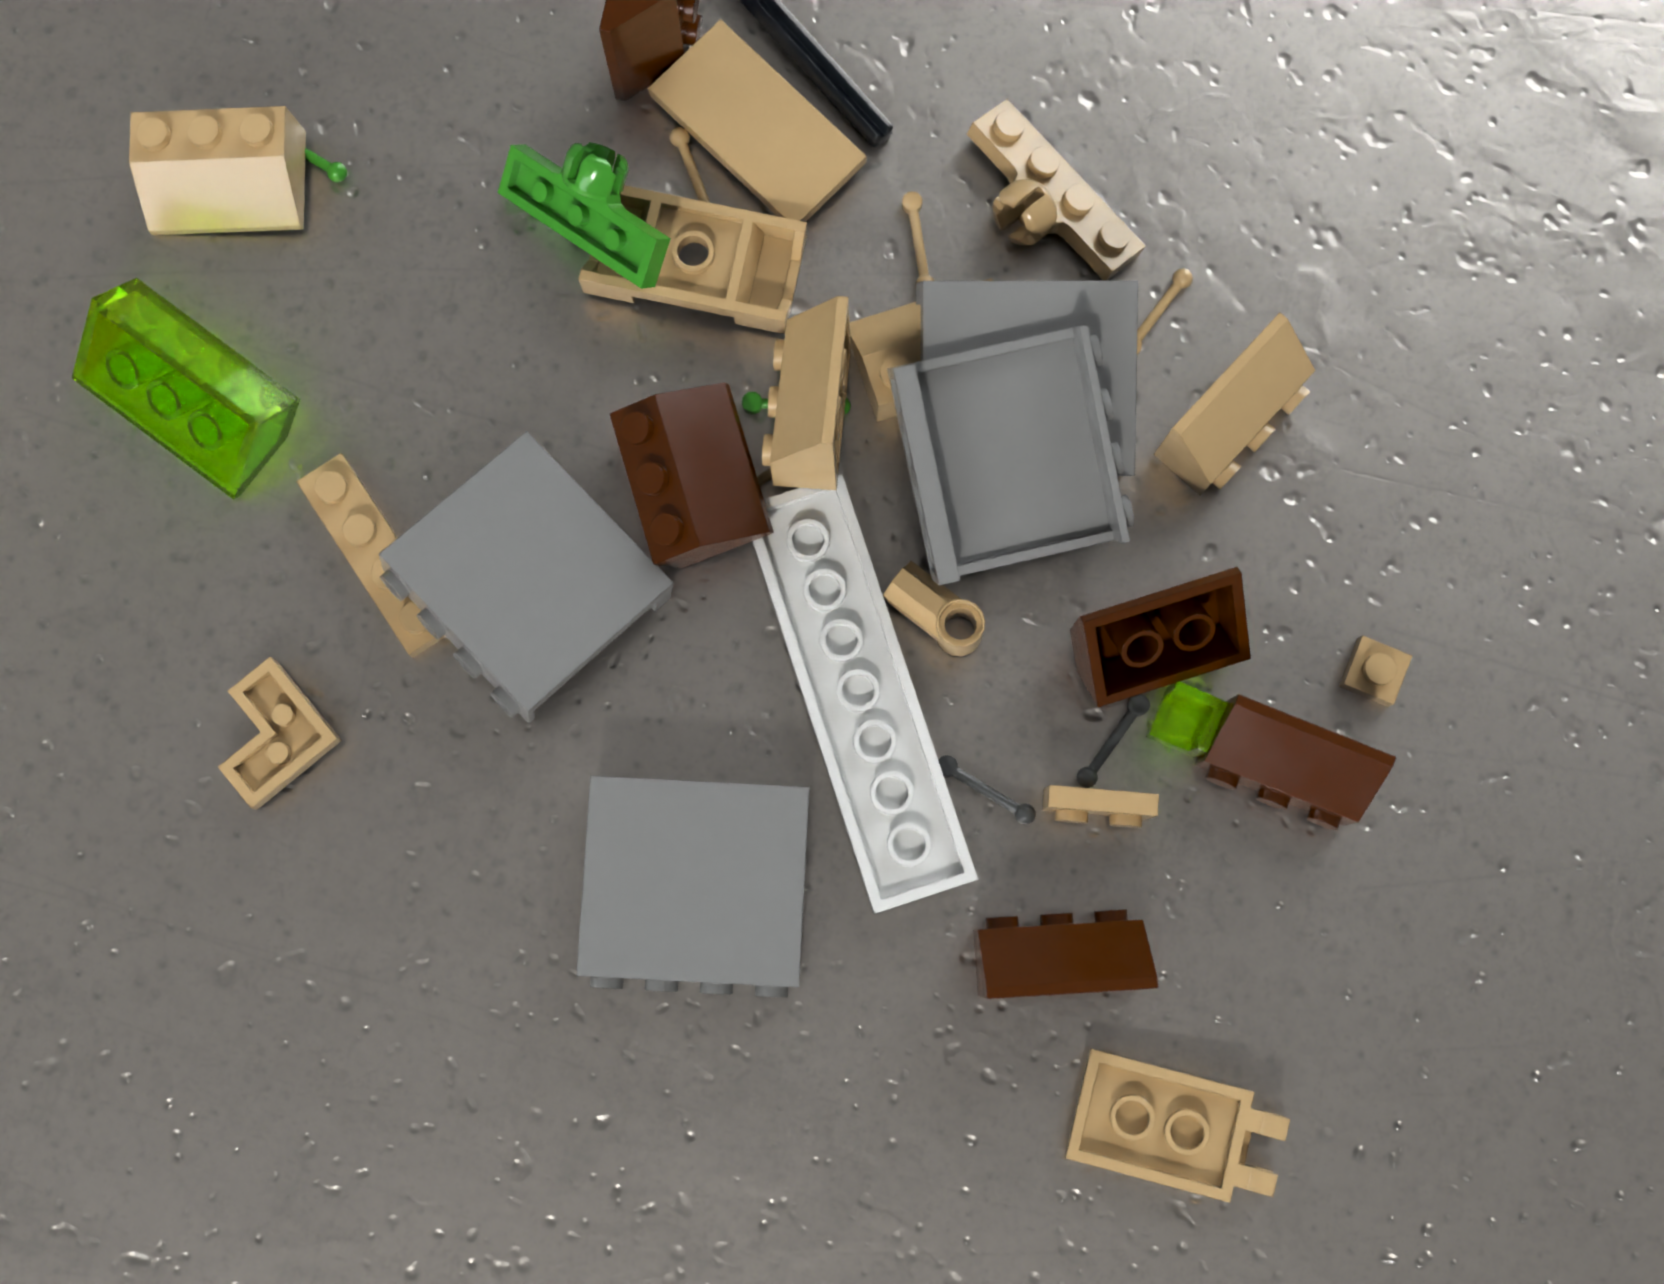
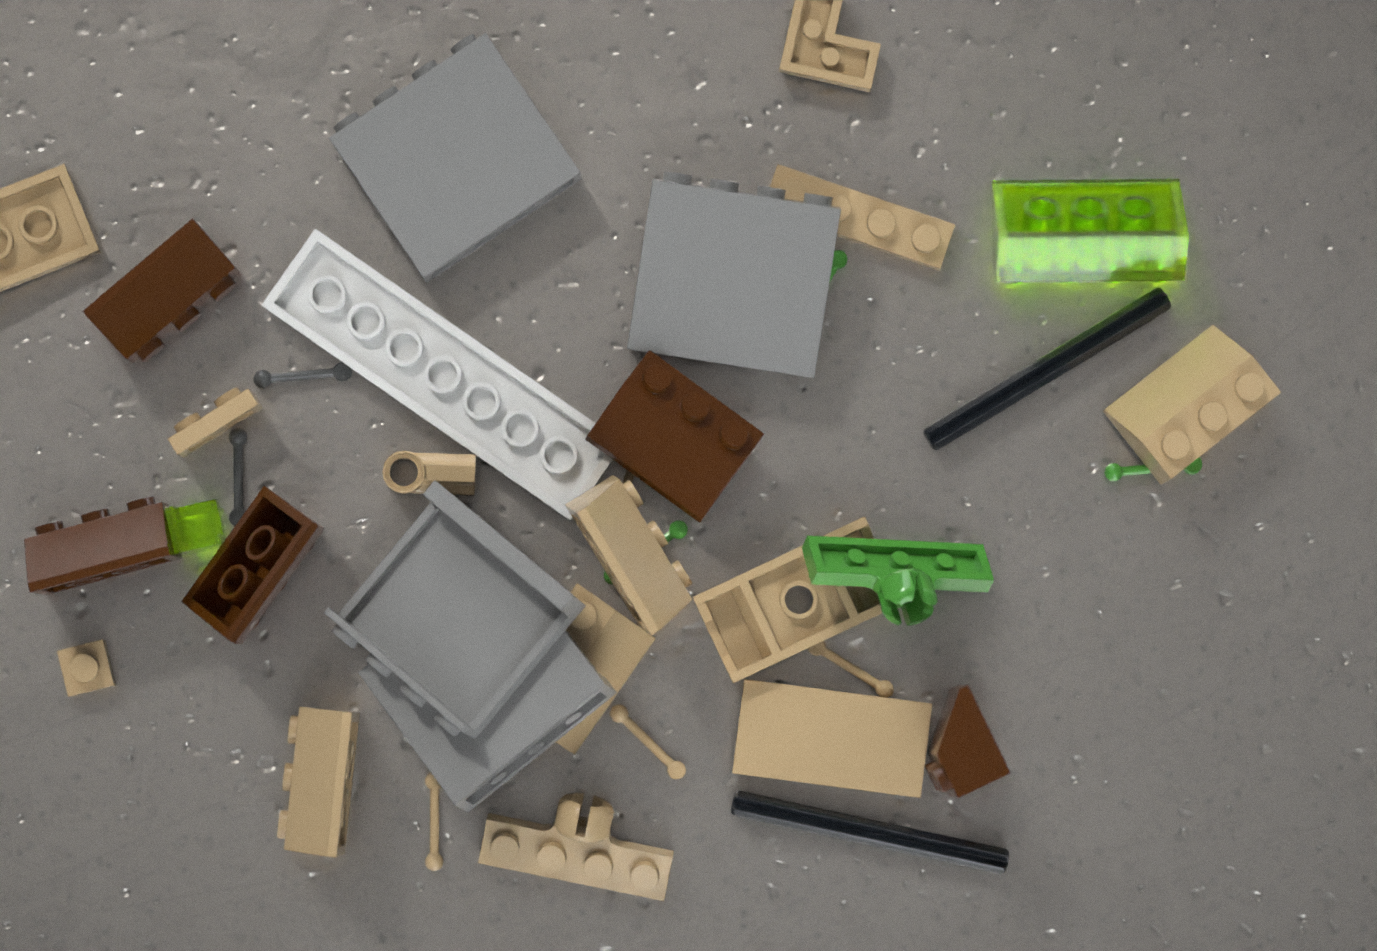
camera: 145 degrees right, 5 degrees up
(320, 299) = (1047, 368): none -> black axle

